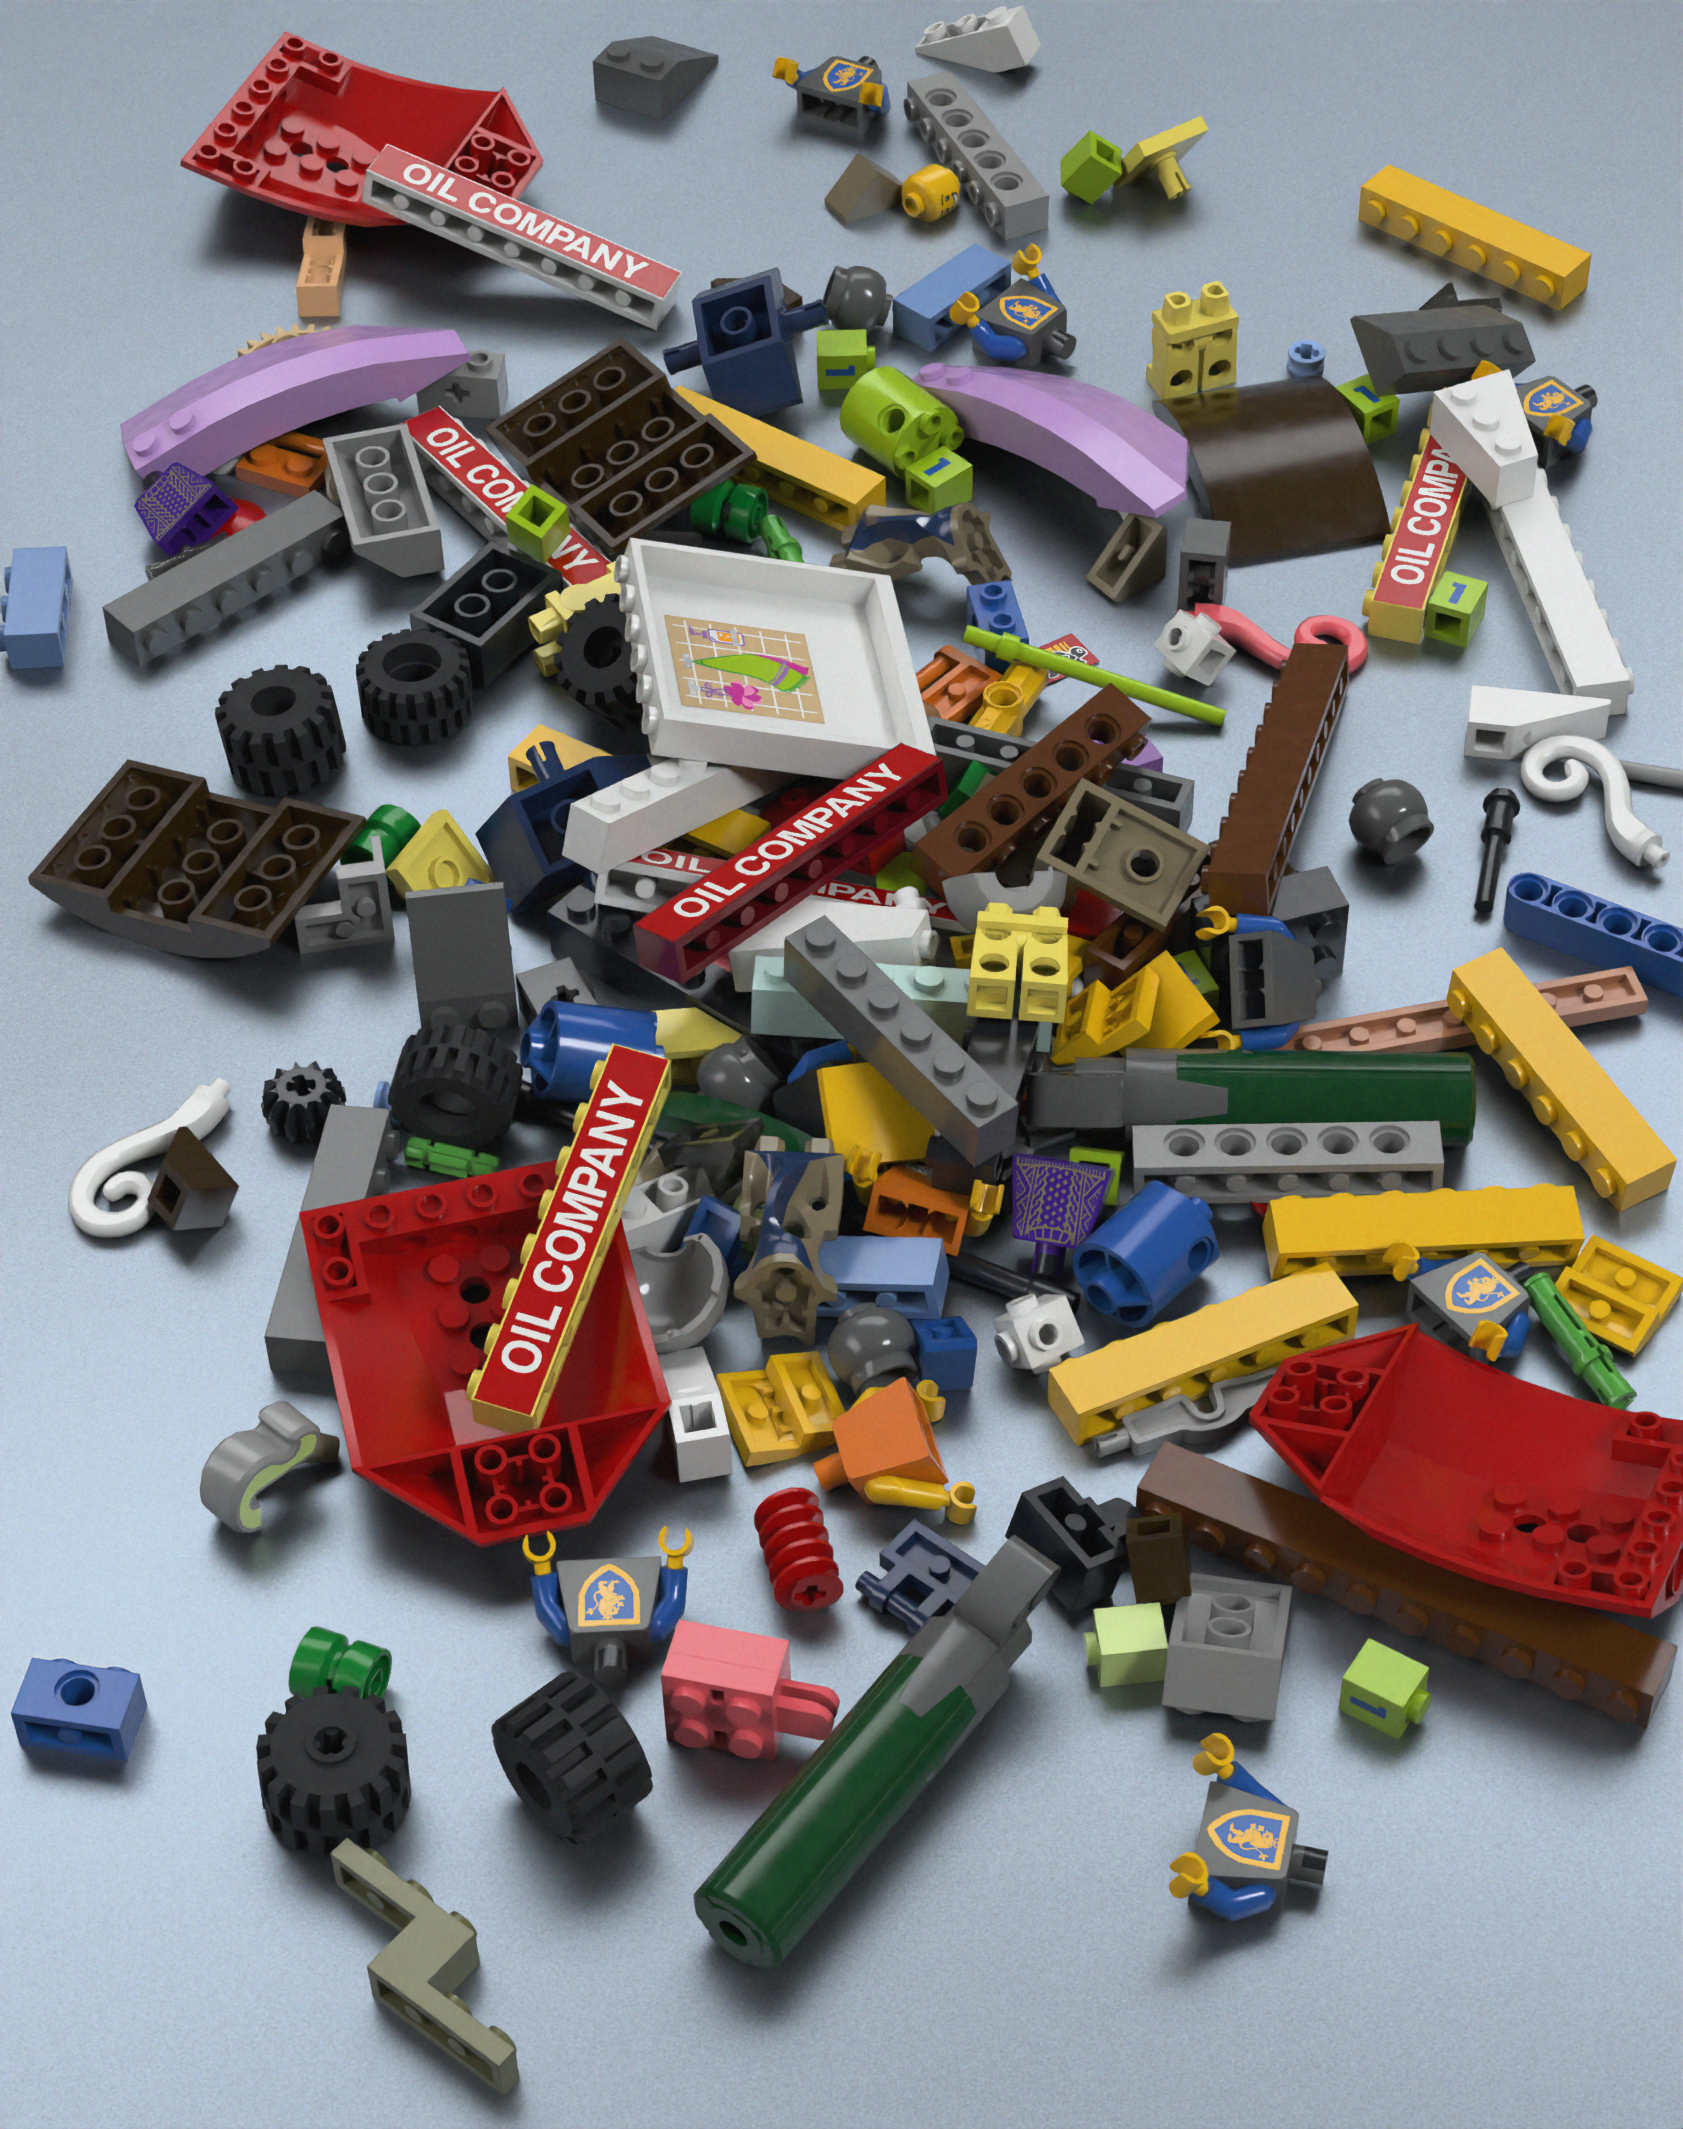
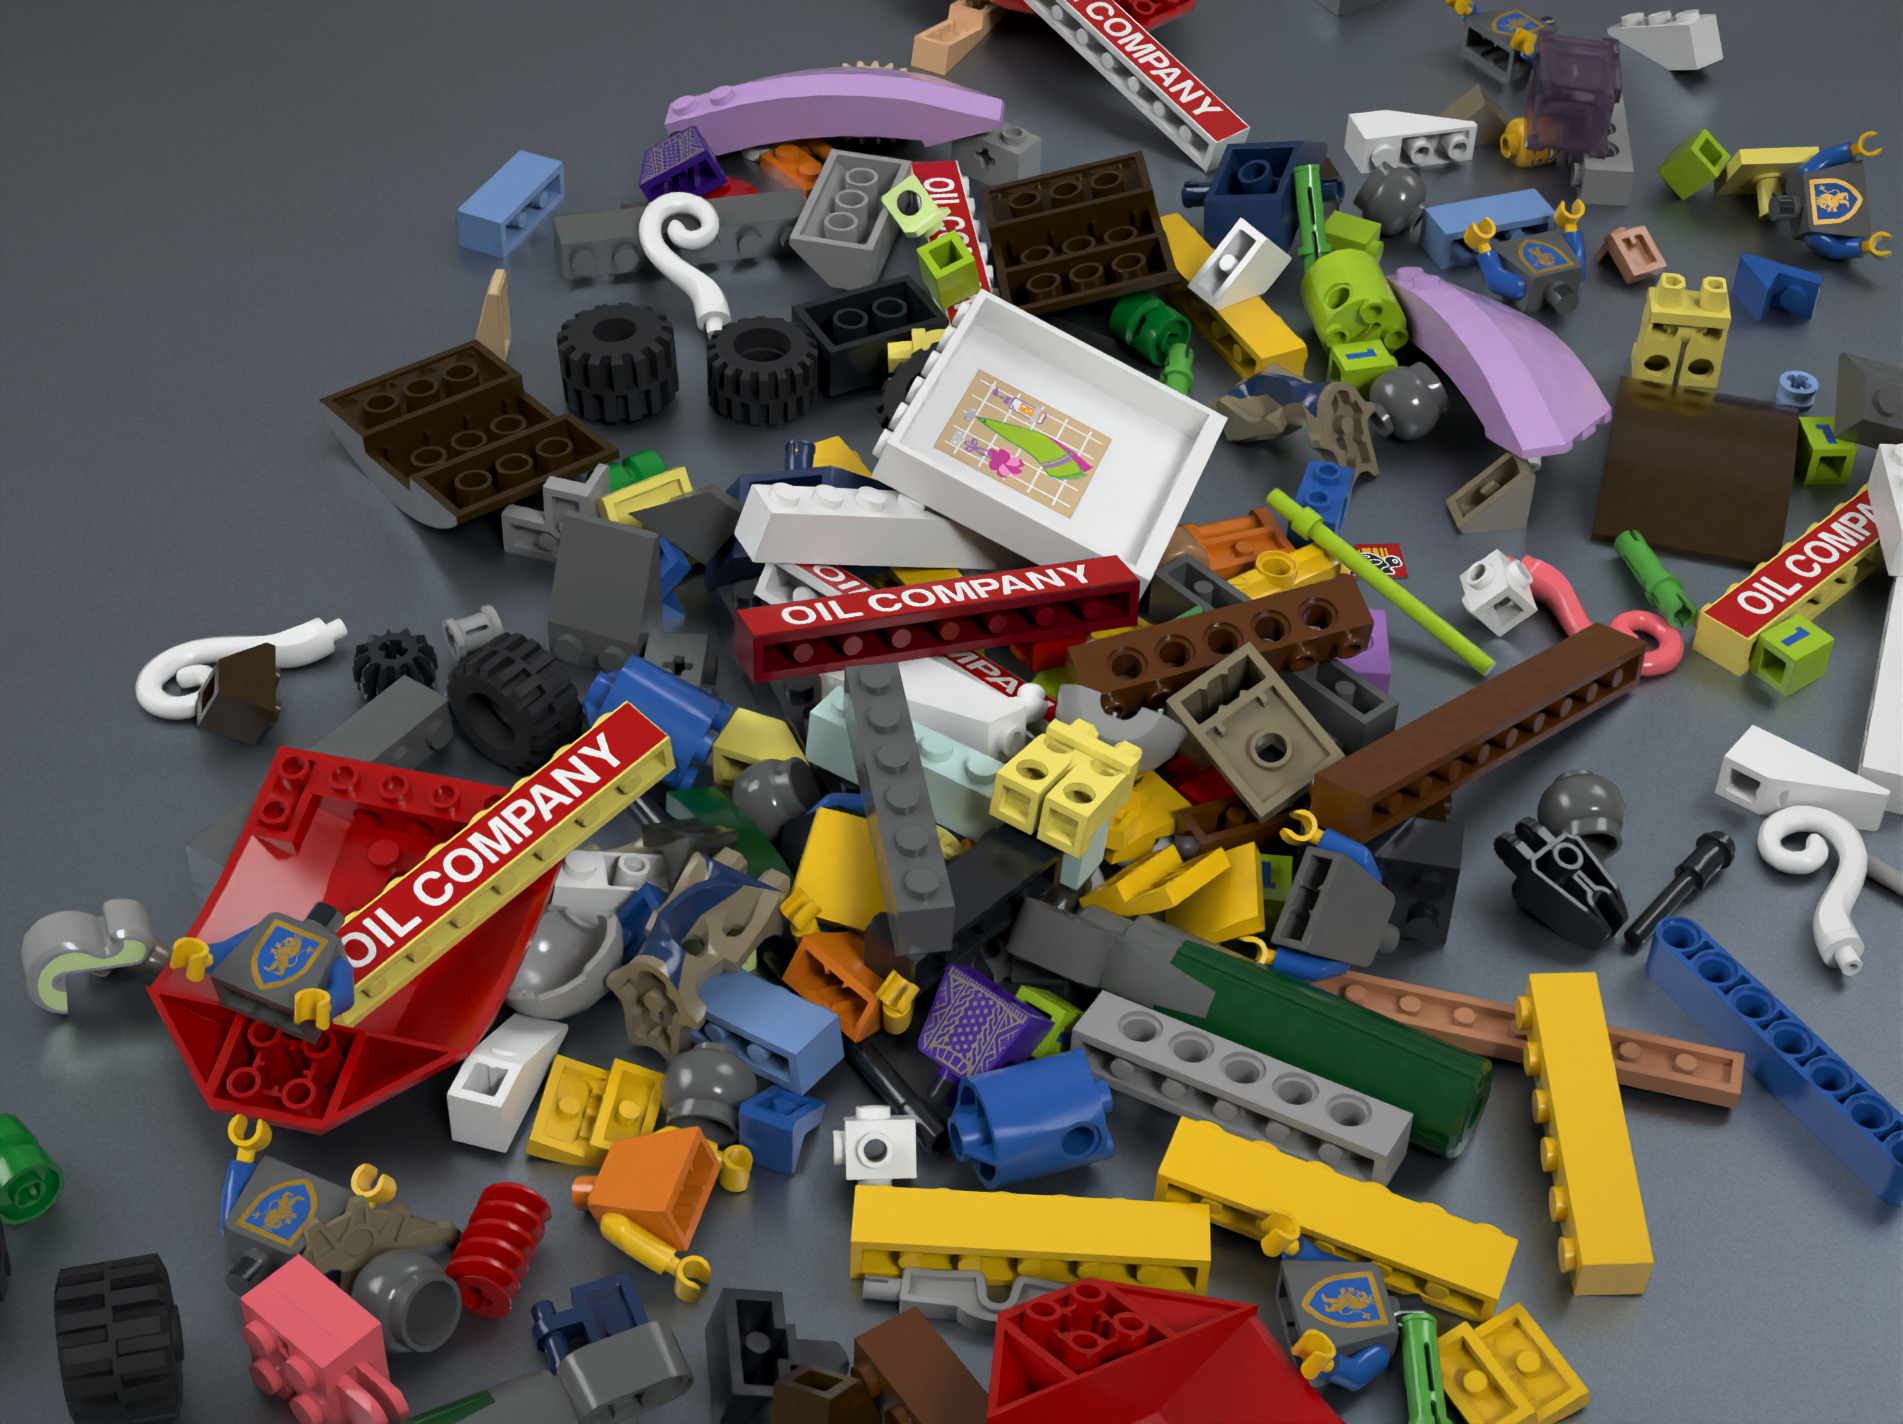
camera: 25 degrees right, 5 degrees down
(128, 730) = (494, 322): none -> tan slope
(302, 631) = (707, 297): none -> white plant
(345, 1040) = (455, 631): none -> light grey bush
(449, 1158) = (478, 763): bright green axle -> none
(466, 479) = (927, 219): none -> yellowish green bracket
(487, 1401) = (278, 971): none -> torso
(495, 853) = (695, 520): none -> dark grey slope
(694, 1586) = (364, 1233): none -> dark tan piece
(766, 1609) = (409, 1299): none -> dark grey piece
(785, 422) = (1239, 268): none -> white slope
(815, 356) = (1308, 179): none -> bright green pin
(817, 233) = (1407, 139): none -> white slope
(962, 138) = (1571, 94): none -> clear purple container
(1007, 493) = (1407, 402): none -> dark grey piece
(1091, 275) = (1632, 253): none -> nougat bracket
(1203, 563) = (1554, 520): dark grey brick -> none
(1231, 263) = (1769, 284): none -> blue slope
(1234, 167) = (1831, 204): none -> torso
(1319, 590) = (1661, 586): none -> bright green pin
(1409, 883) = (1562, 883): none -> black hinge

